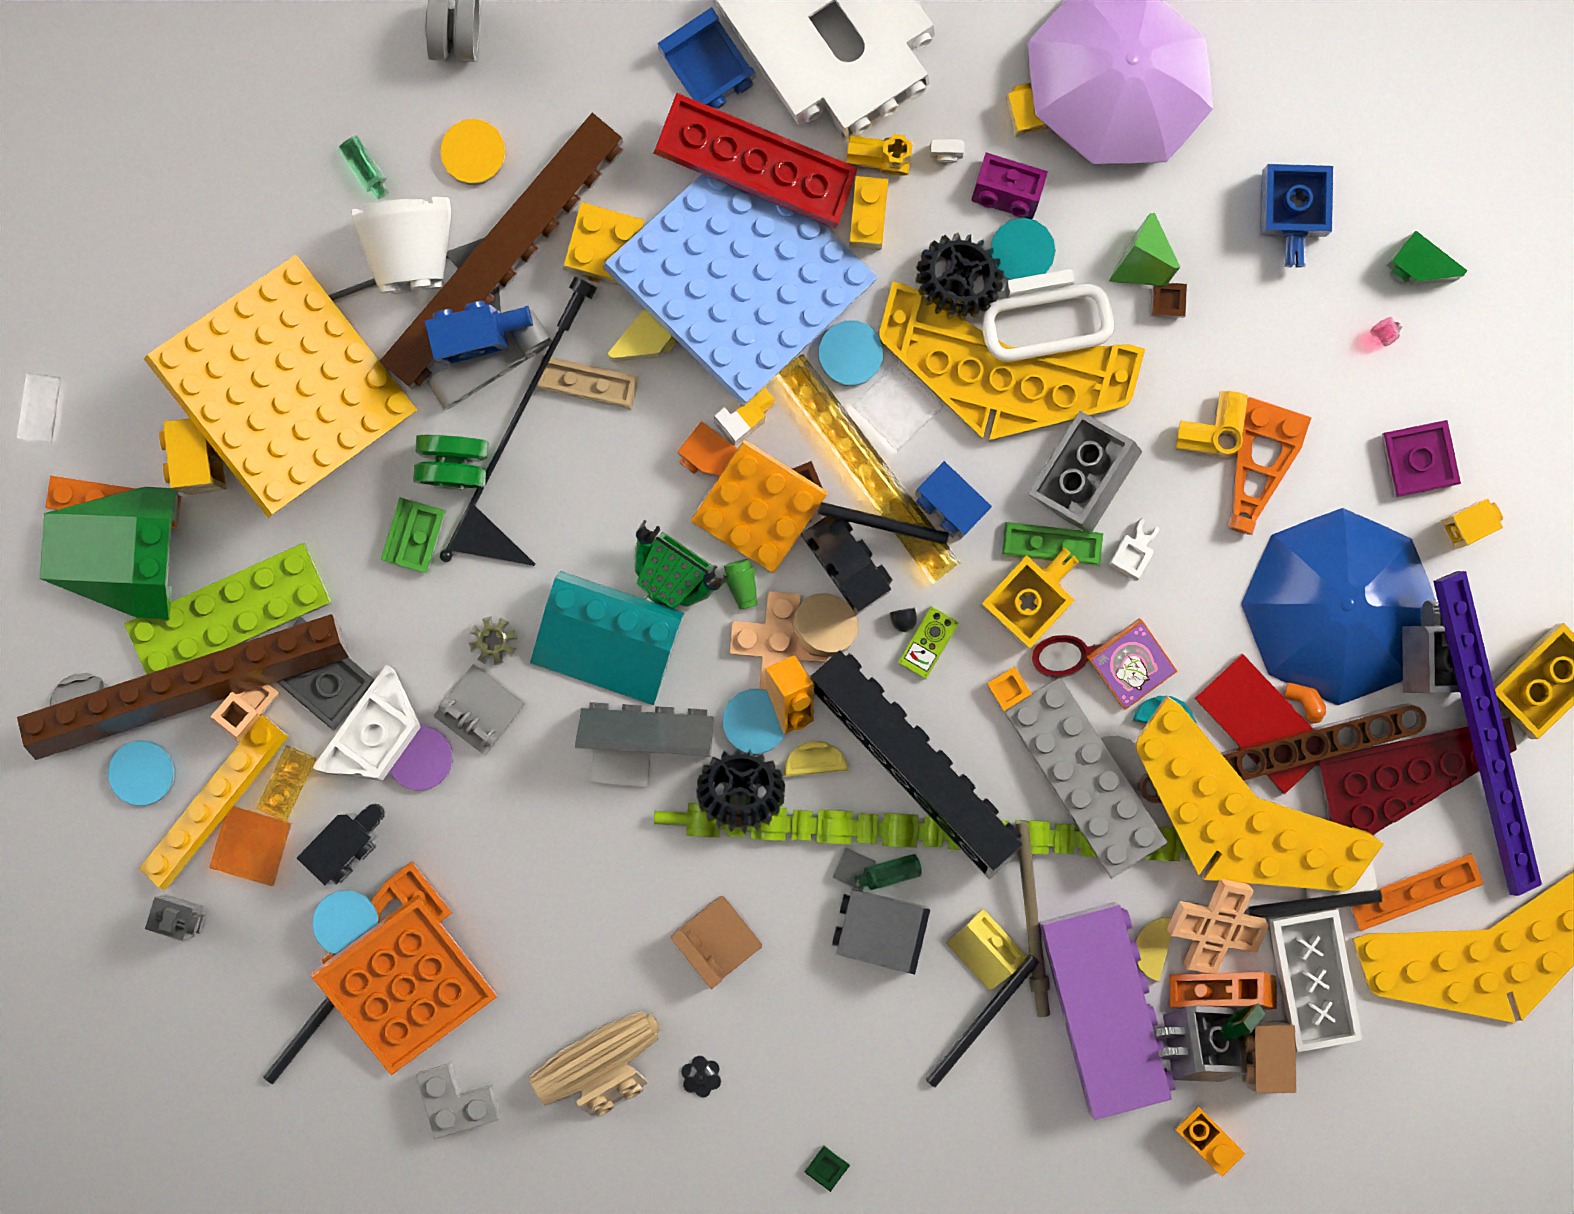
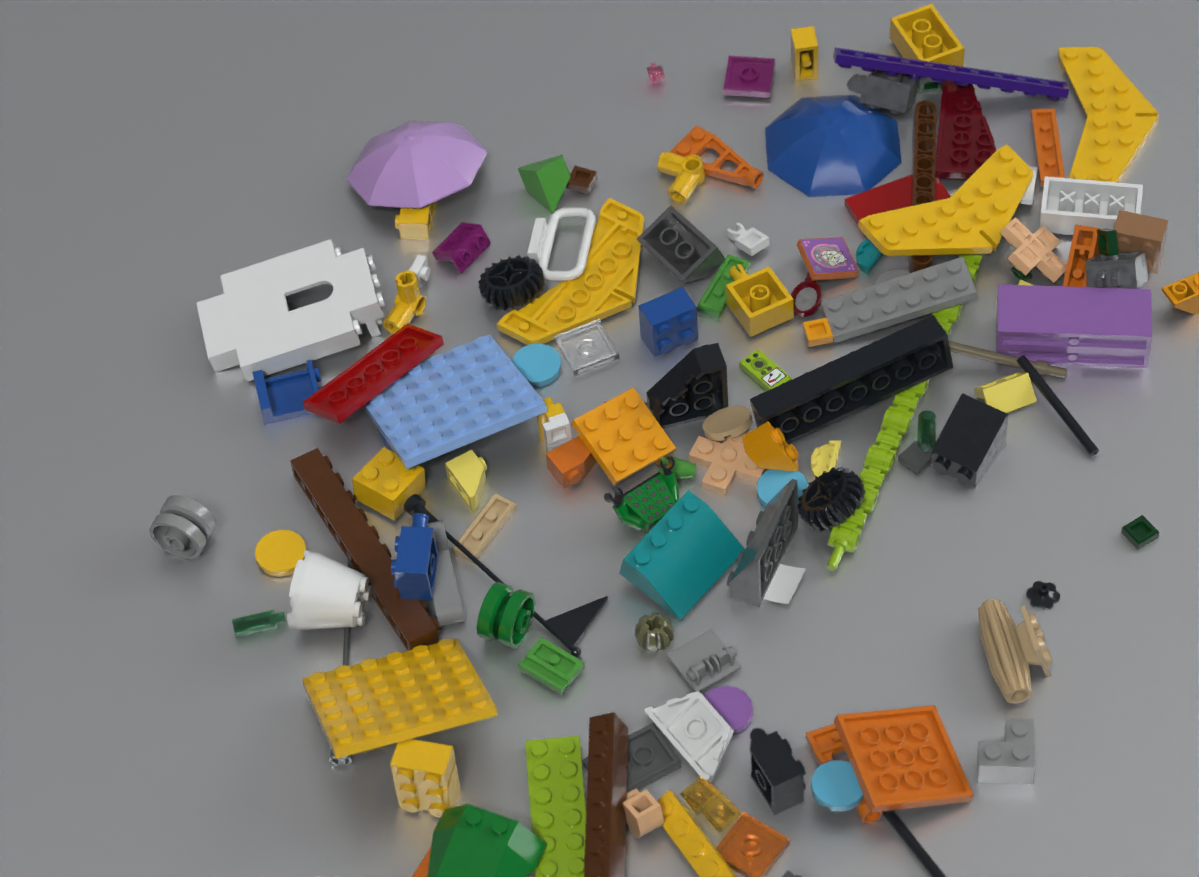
camera: 65 degrees left, 35 degrees down
(716, 941) = (942, 554): medium nougat bracket -> none
(863, 463) = (619, 372): clear yellow plate -> none
(868, 212) = (444, 321): yellow brick -> none
(883, 523) = (667, 361): black bar -> none
(904, 619) = (742, 380): black hinge -> none
(1023, 248) = (507, 245): teal tile -> none
(1283, 218) = (549, 94): blue brick -> none
(1310, 700) = (890, 171): orange arm -> none
(1316, 904) = (1037, 193): black piece -> none
(1423, 263) = (617, 44): green slope -> none

